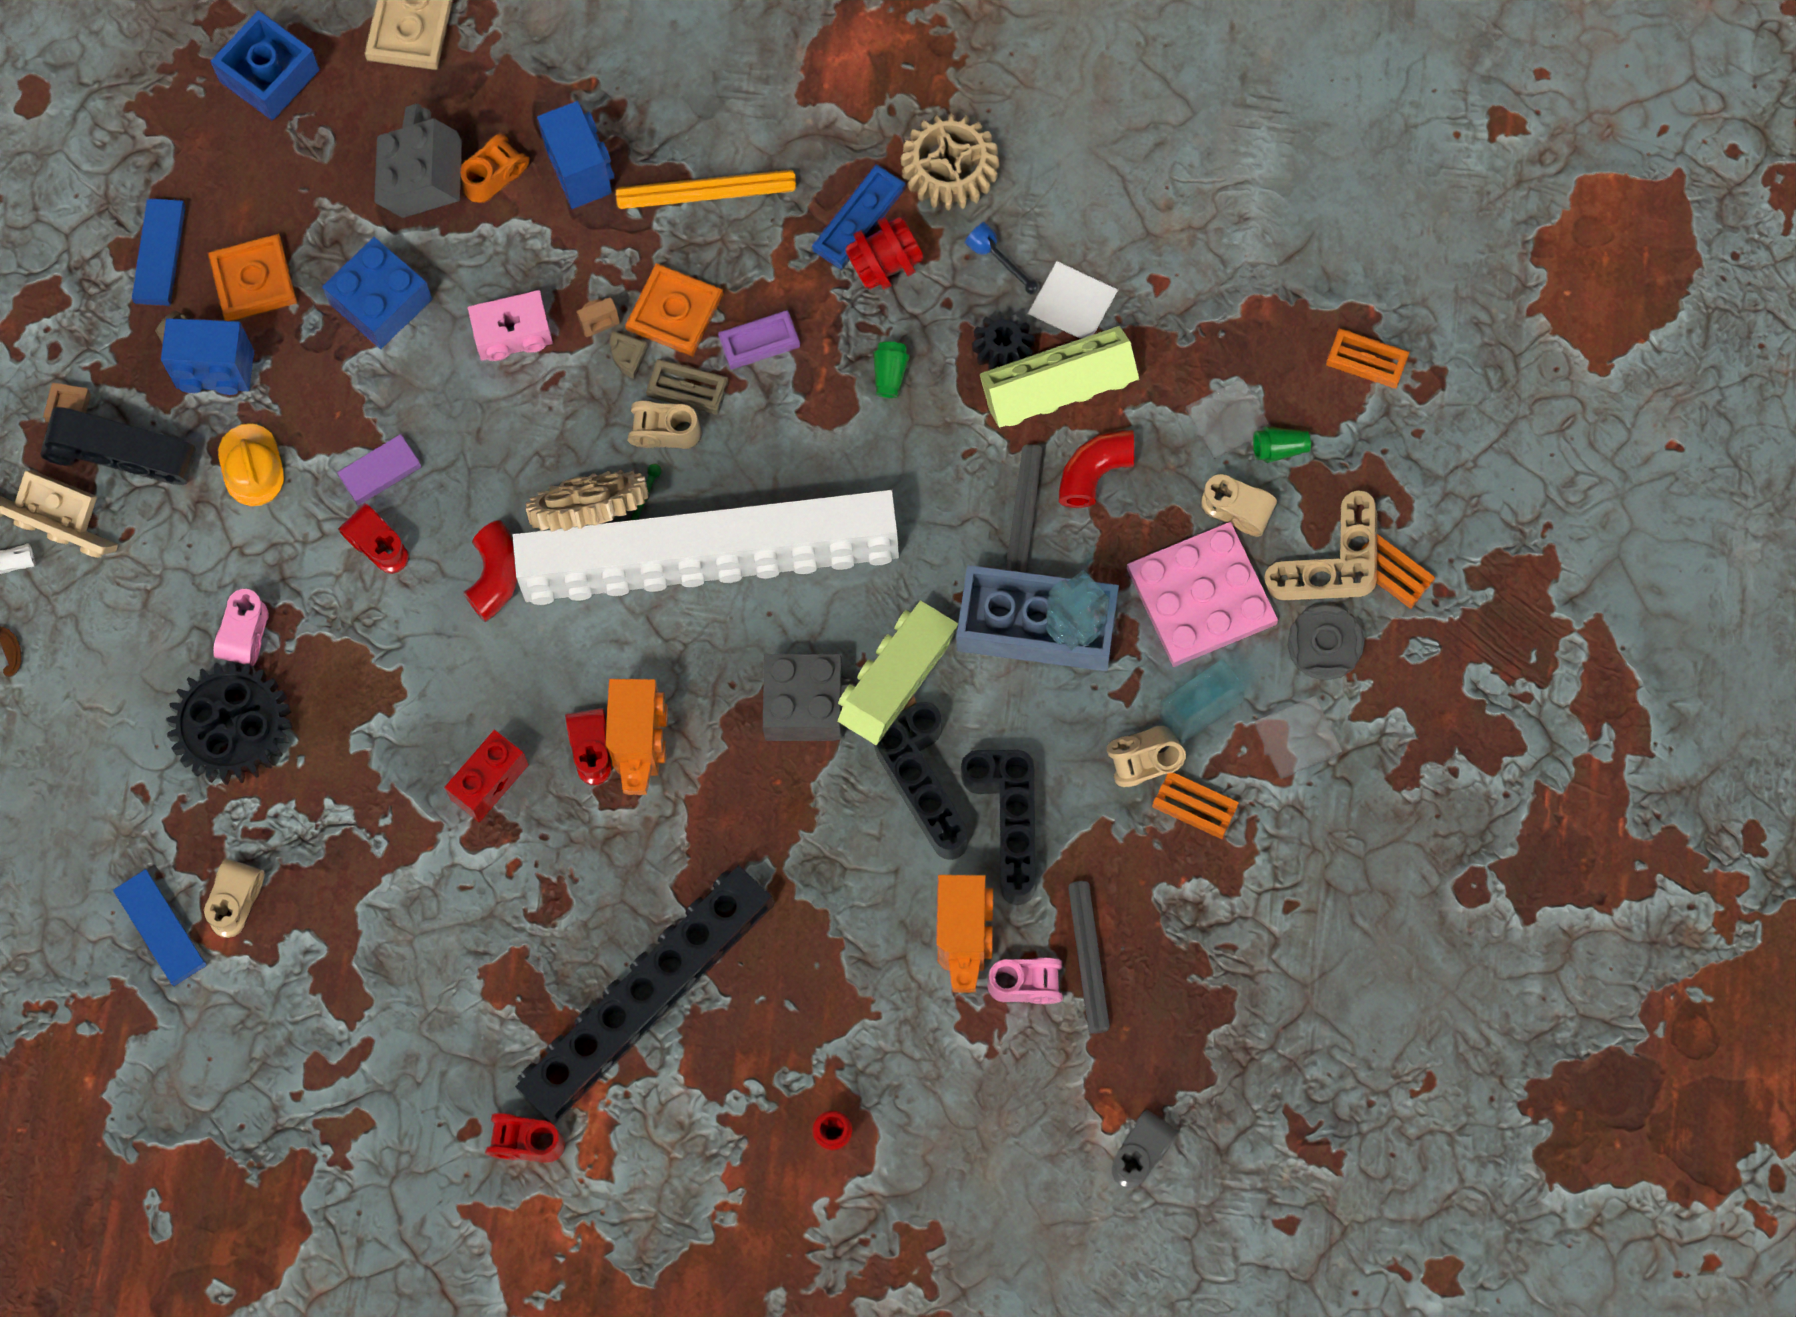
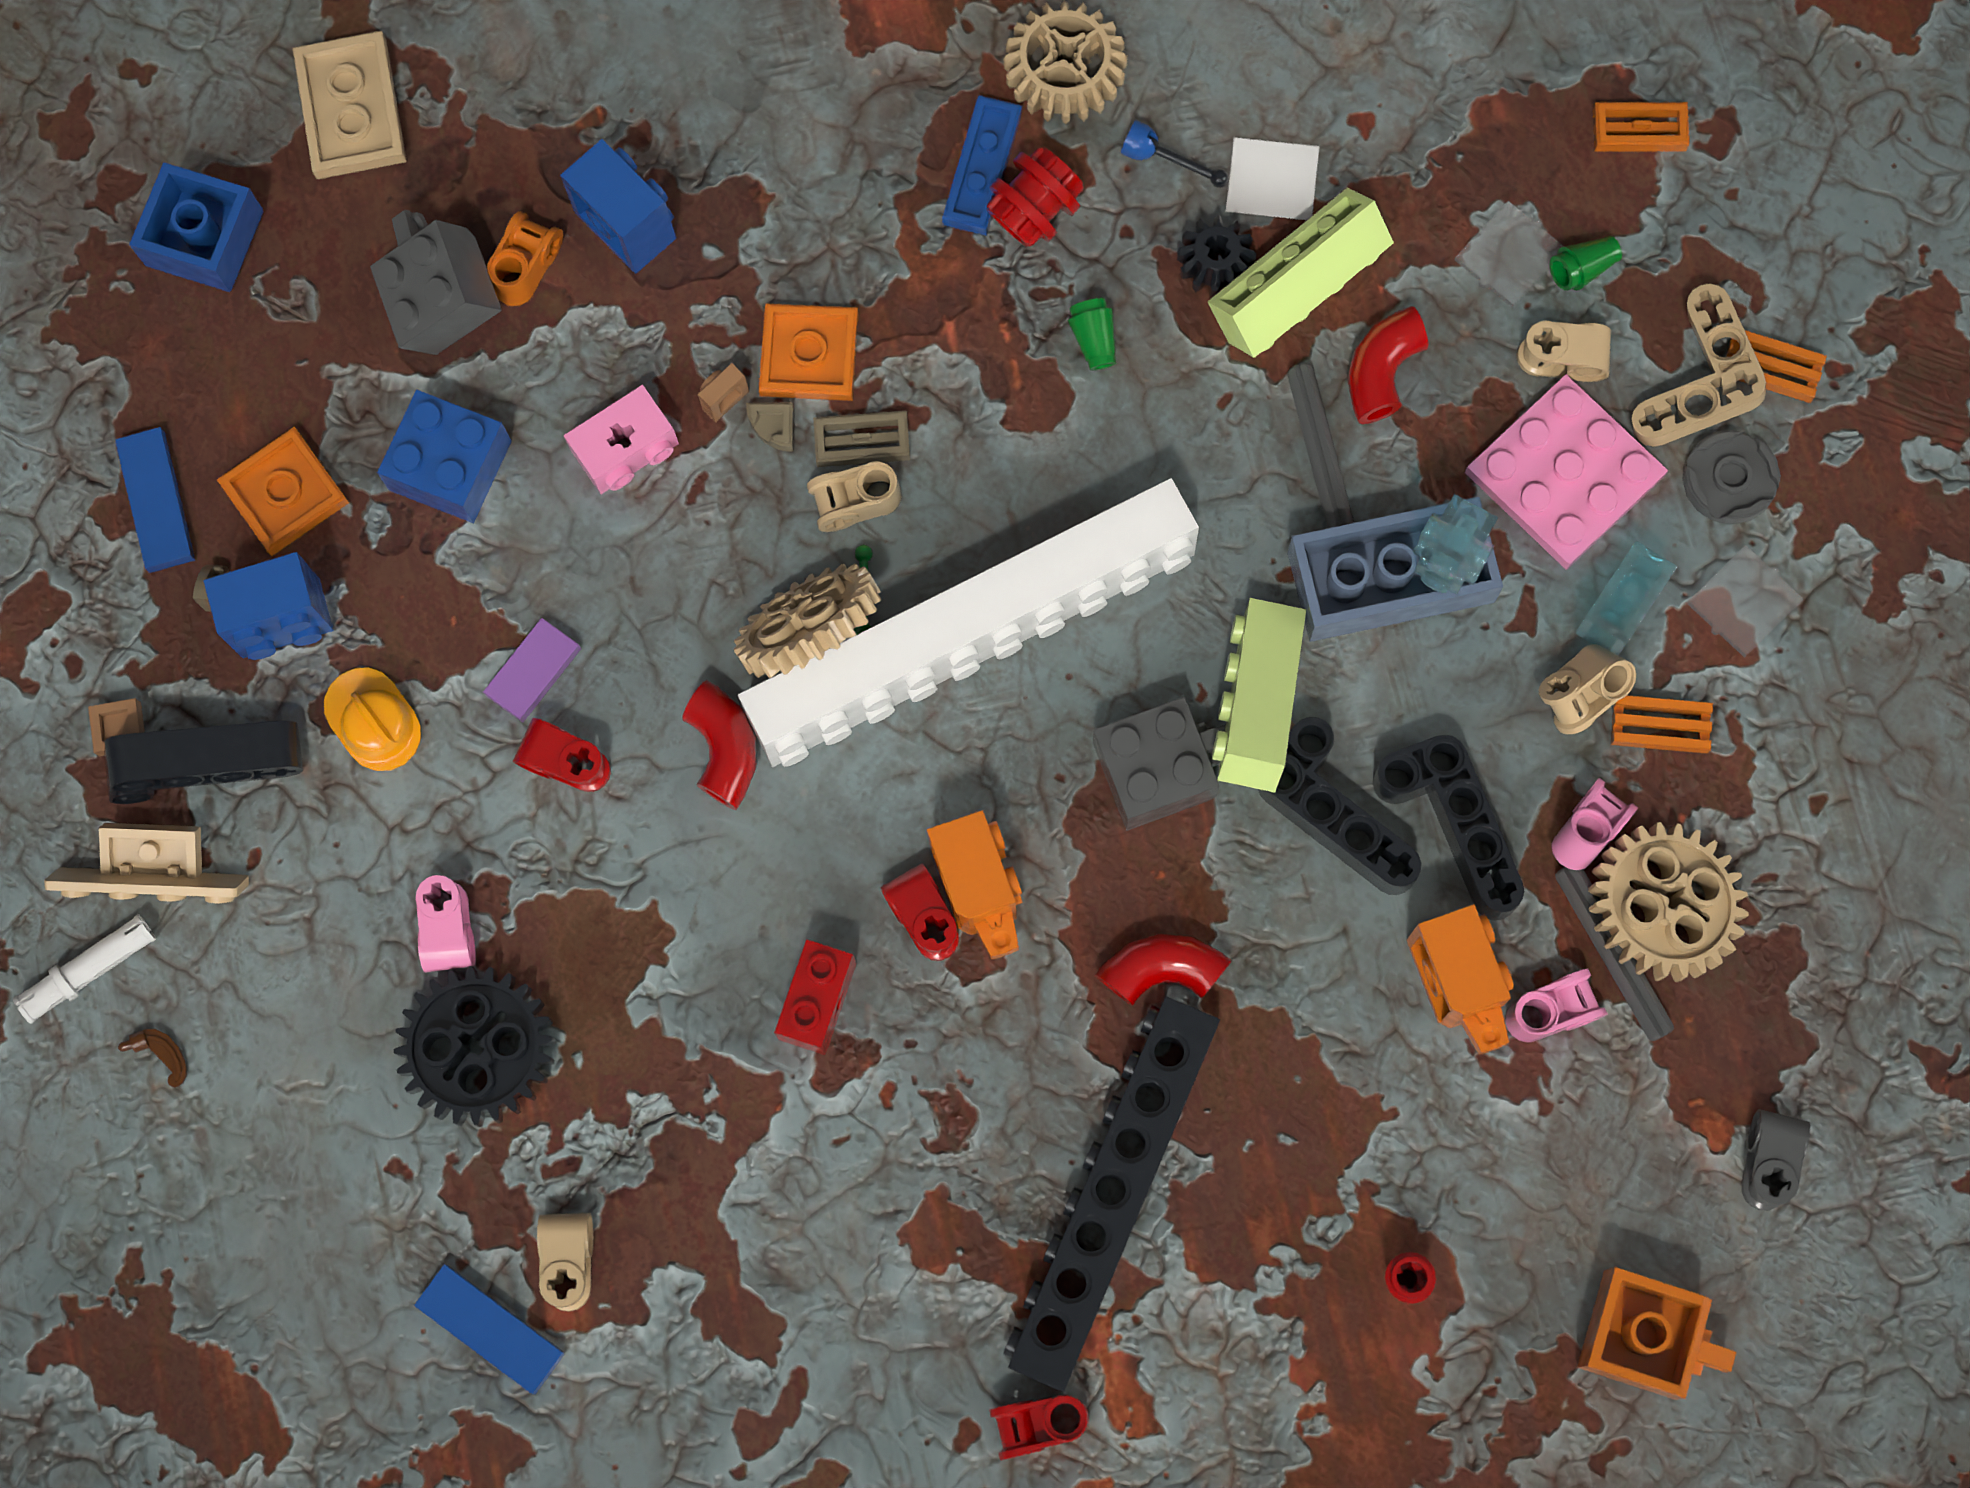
camera: 20 degrees left, 5 degrees up
(705, 189) = (788, 194): light orange axle -> none
(749, 840) = (1162, 960): none -> red cylinder
(759, 340) = (924, 353): medium lavender tile -> none
(994, 1239) = (1650, 1335): none -> orange hinge
(1113, 857) = (1591, 827): none -> bright pink piece
(1117, 957) = (1680, 864): none -> tan gear

